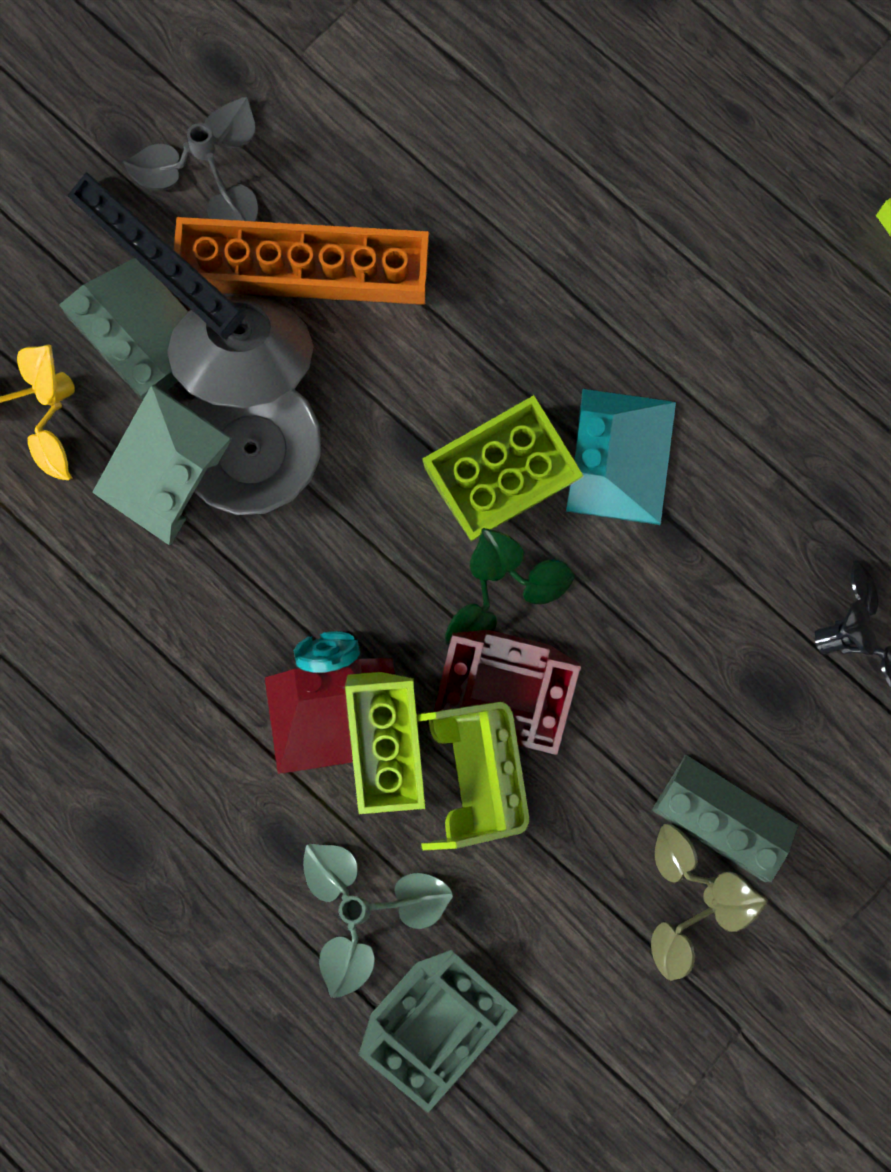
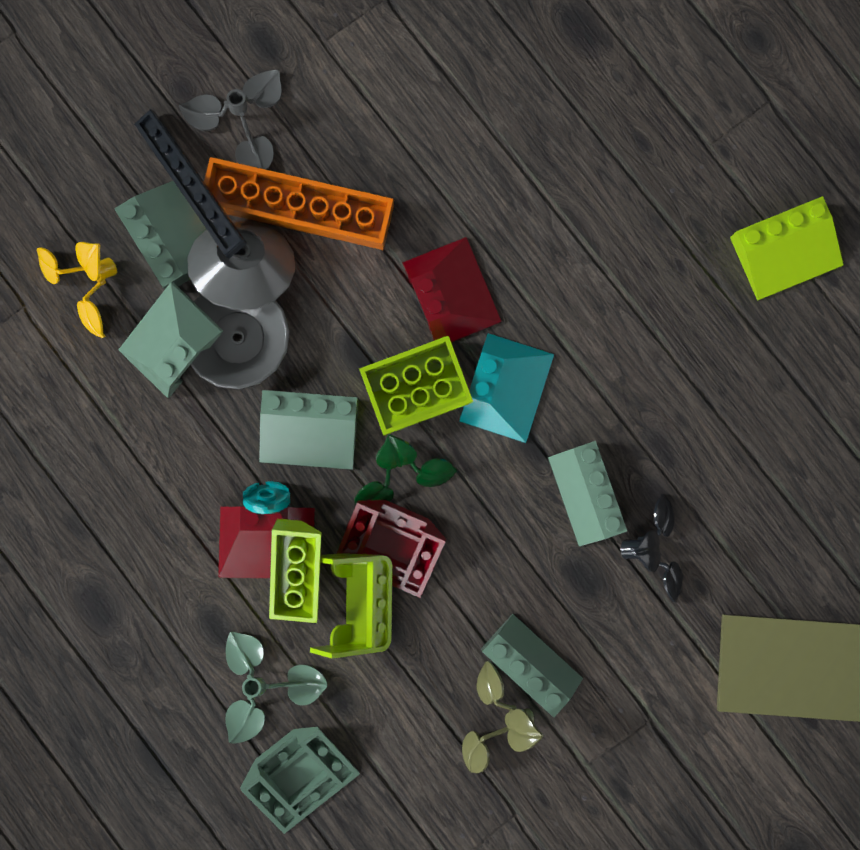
camera: 10 degrees right, 5 degrees up
(366, 553) = (308, 429): none -> sand green slope
(526, 342) = (452, 291): none -> dark red slope
(756, 575) = (587, 494): none -> sand green slope

